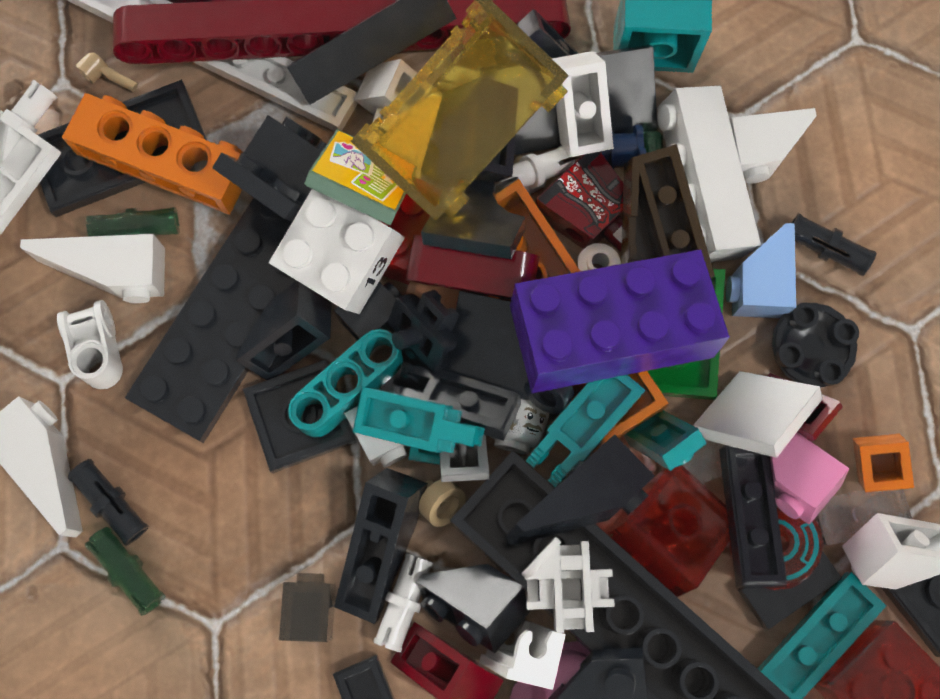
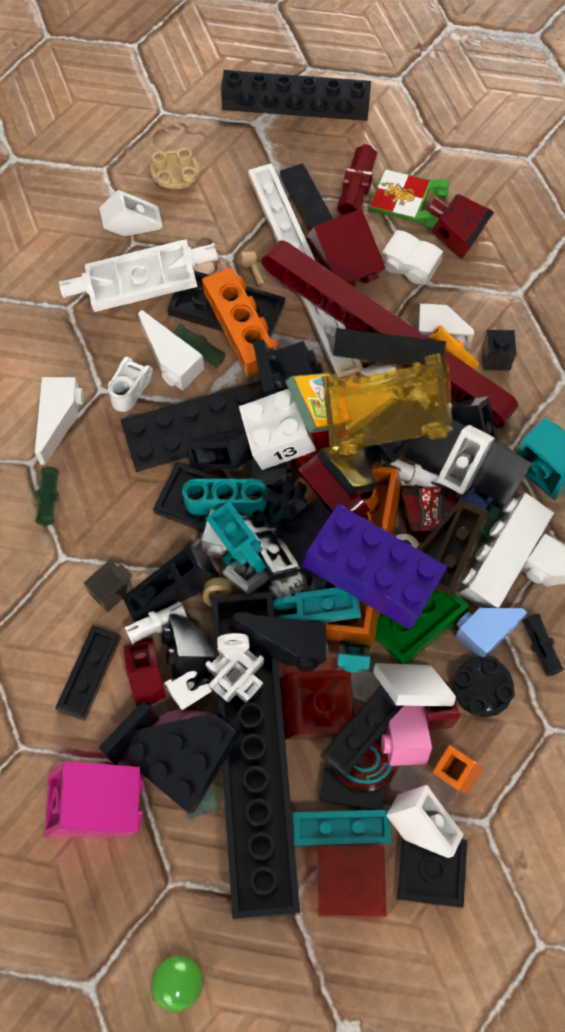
camera: 45 degrees right, 10 degrees down
(107, 502) = (69, 459): black pin -> none

